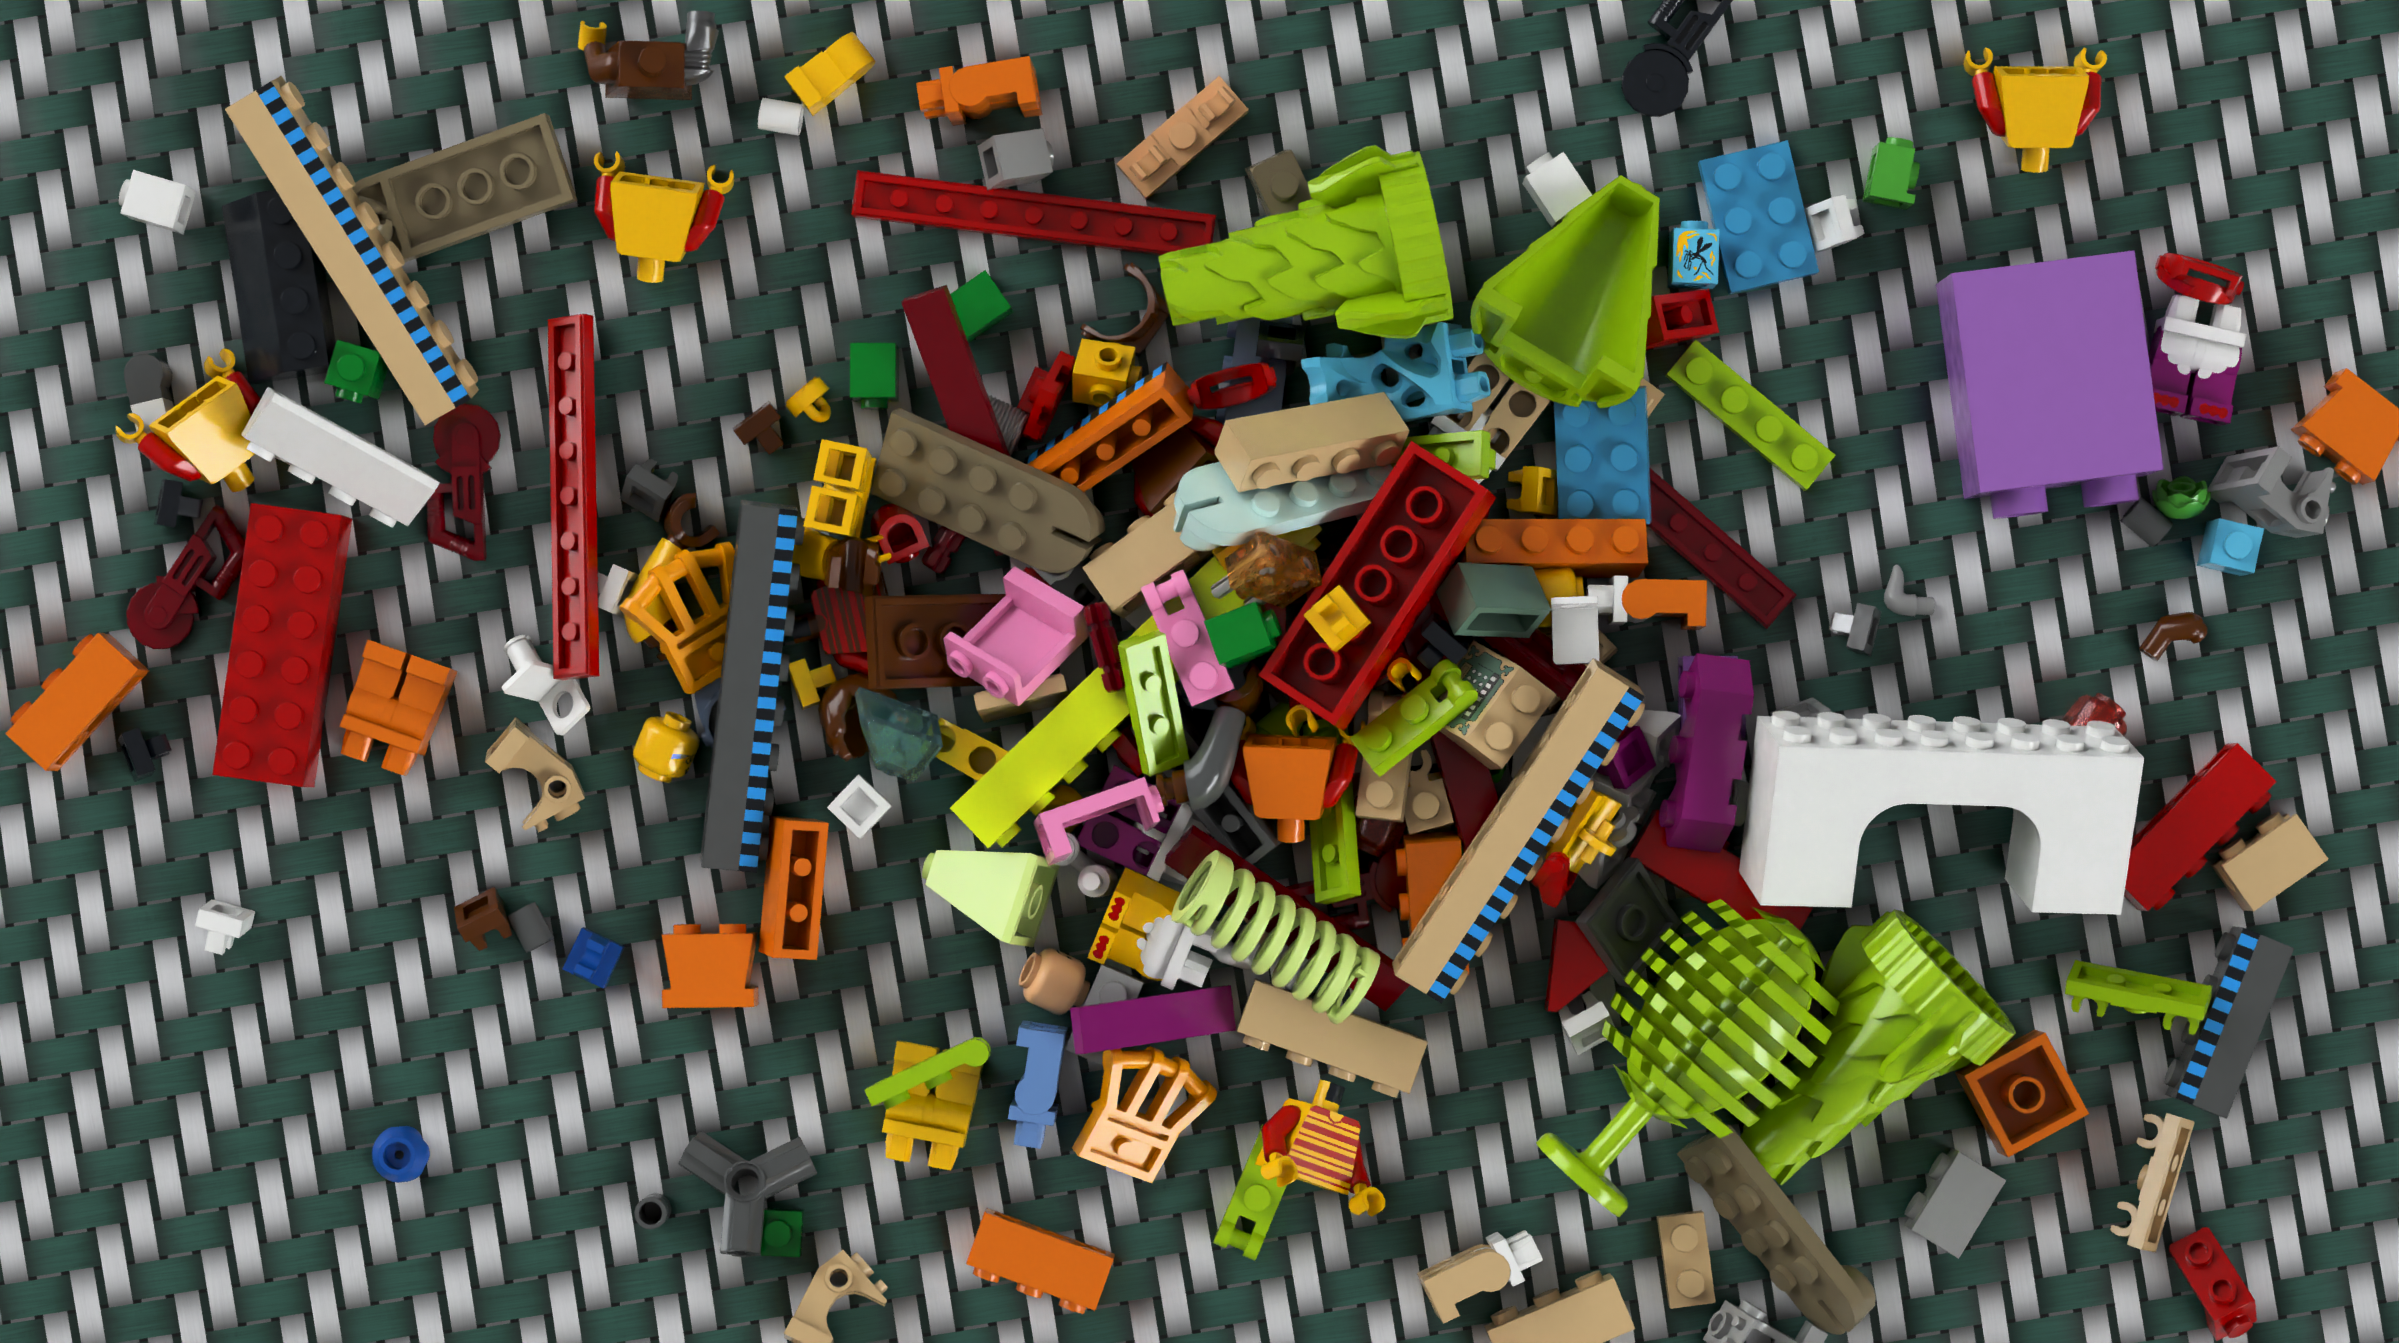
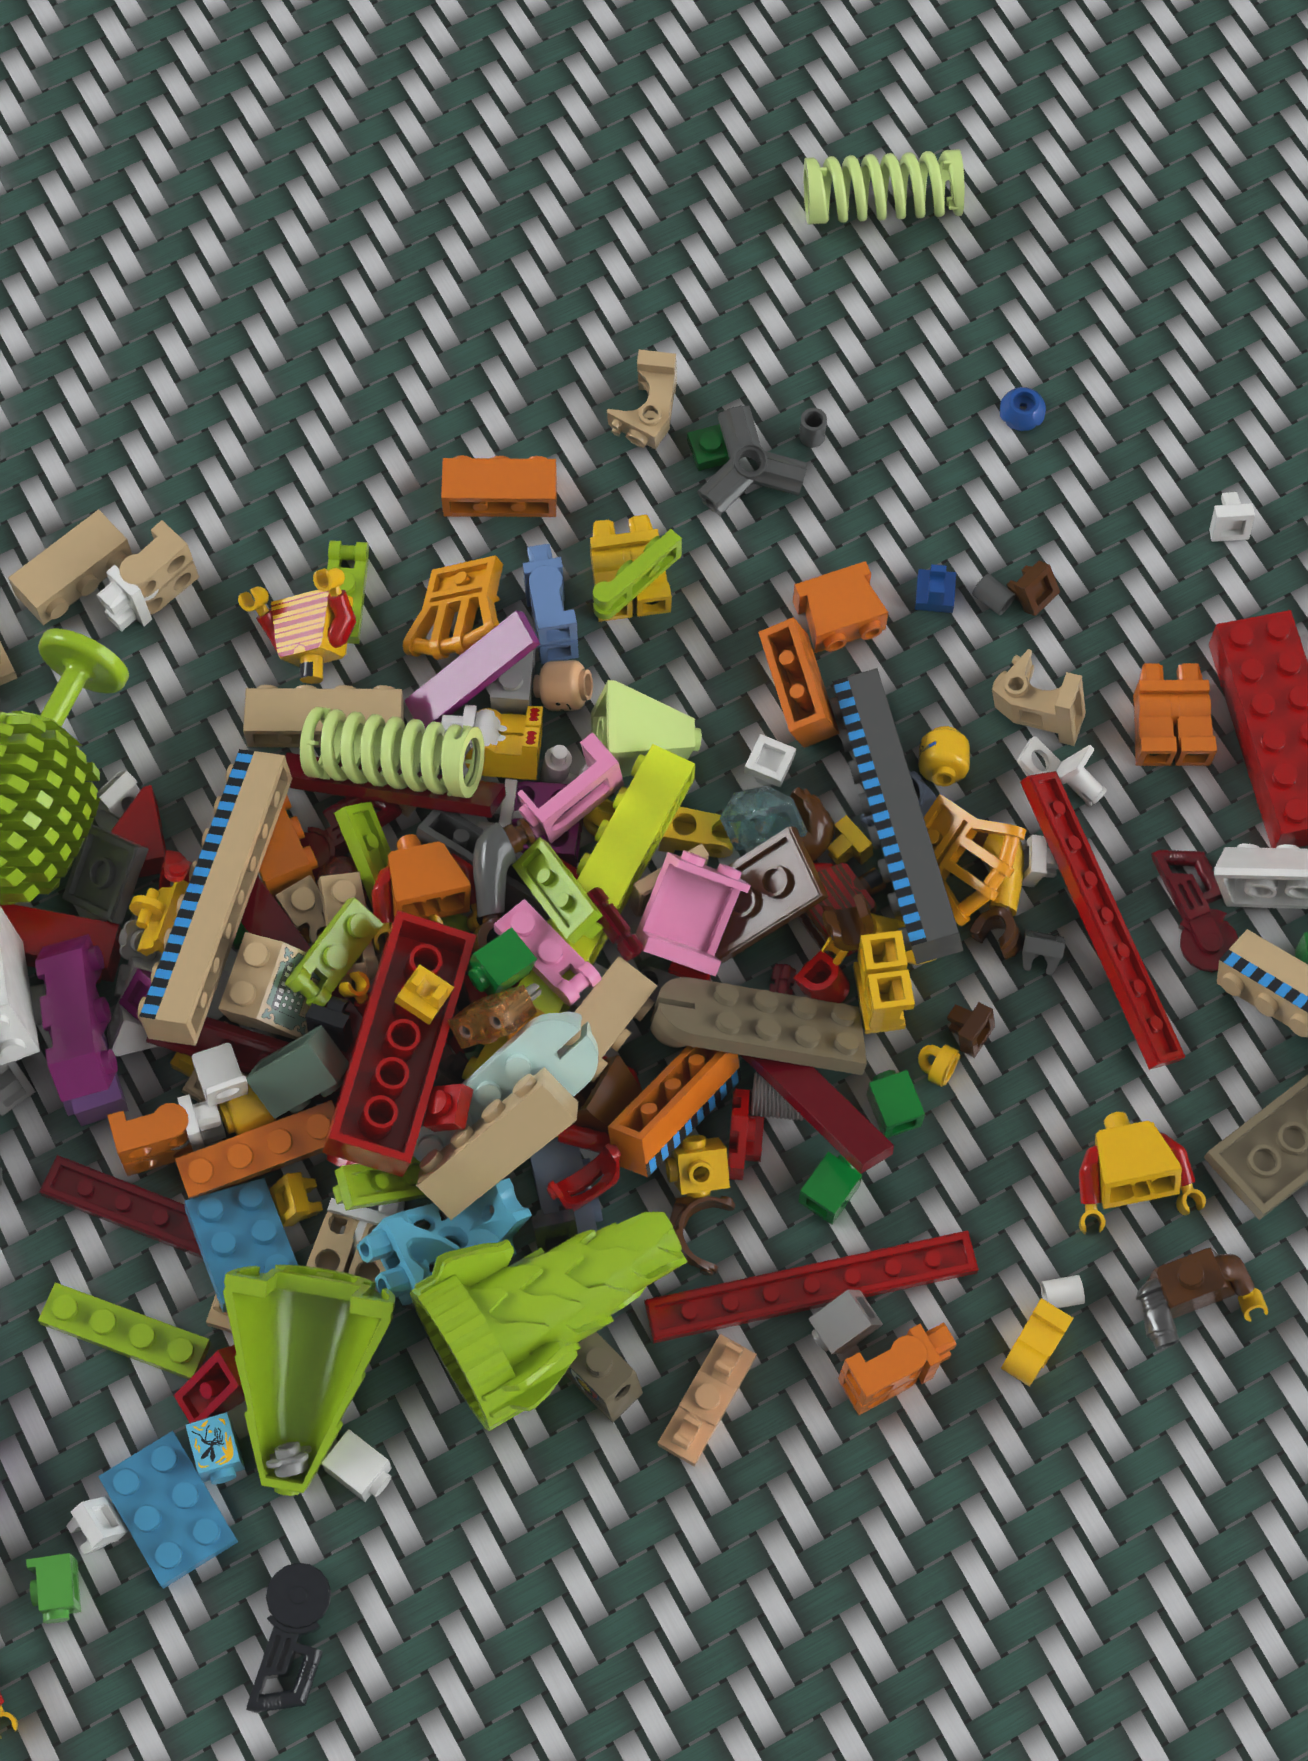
camera: 155 degrees right, 20 degrees down
(1350, 493) = (448, 1107): none -> red plate
(1623, 213) = (289, 1459): none -> light grey plate

